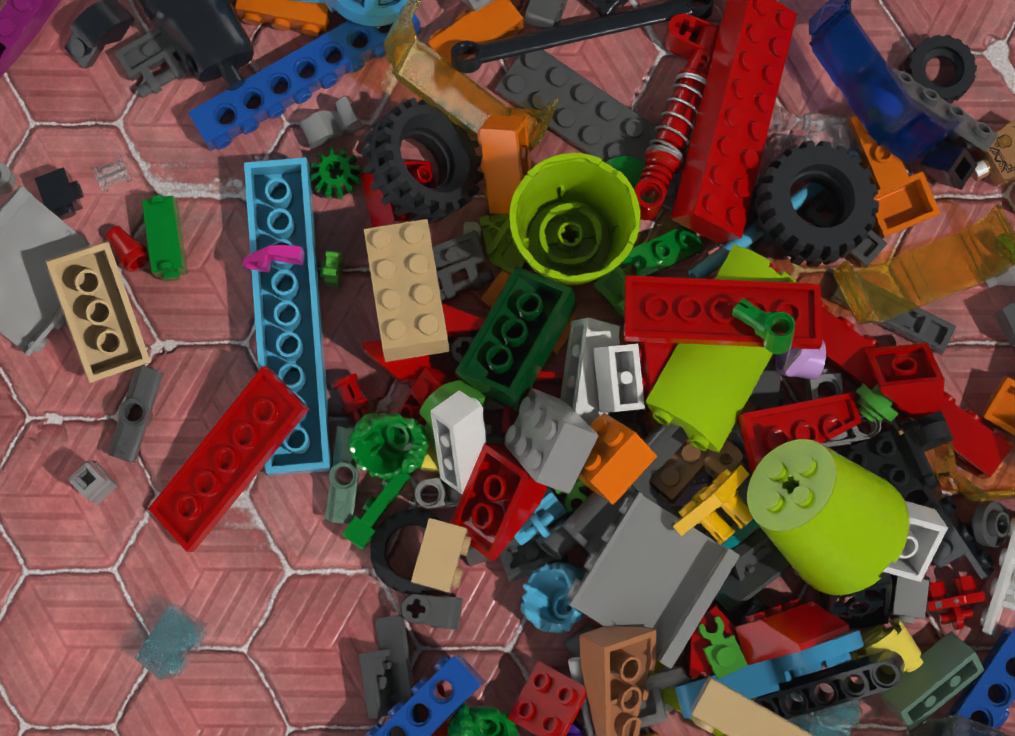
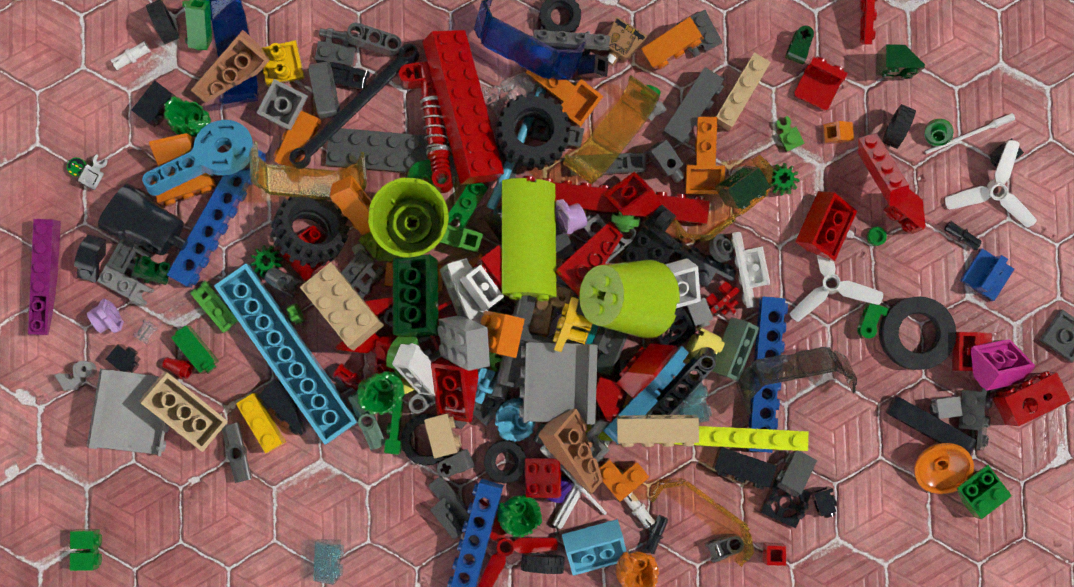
camera: 30 degrees left, 5 degrees up
(70, 122) = (105, 317): none -> lavender piece
(93, 481) = (235, 502): light grey leg -> none
(121, 94) = (124, 285): none -> light grey plate
(170, 94) = (151, 270): none -> dark green hips
(194, 390) = (261, 423): none -> yellow brick
(226, 195) = (214, 307): none -> bright green plate
(228, 459) = (300, 448): red plate -> none
(236, 367) = (282, 403): none -> black slope
(262, 258) = (255, 332): dark pink slope -> none
(326, 126) = (247, 237): light grey leg -> none
(341, 212) = (282, 281): none -> dark grey piece
(481, 644) = (490, 461): none -> black tyre
(703, 308) = (515, 222): red plate -> none
(723, 653) = (617, 400): bright green plate -> none
(766, 324) = (541, 216): green pin -> none
(978, 342) = (660, 154): none -> dark grey torso

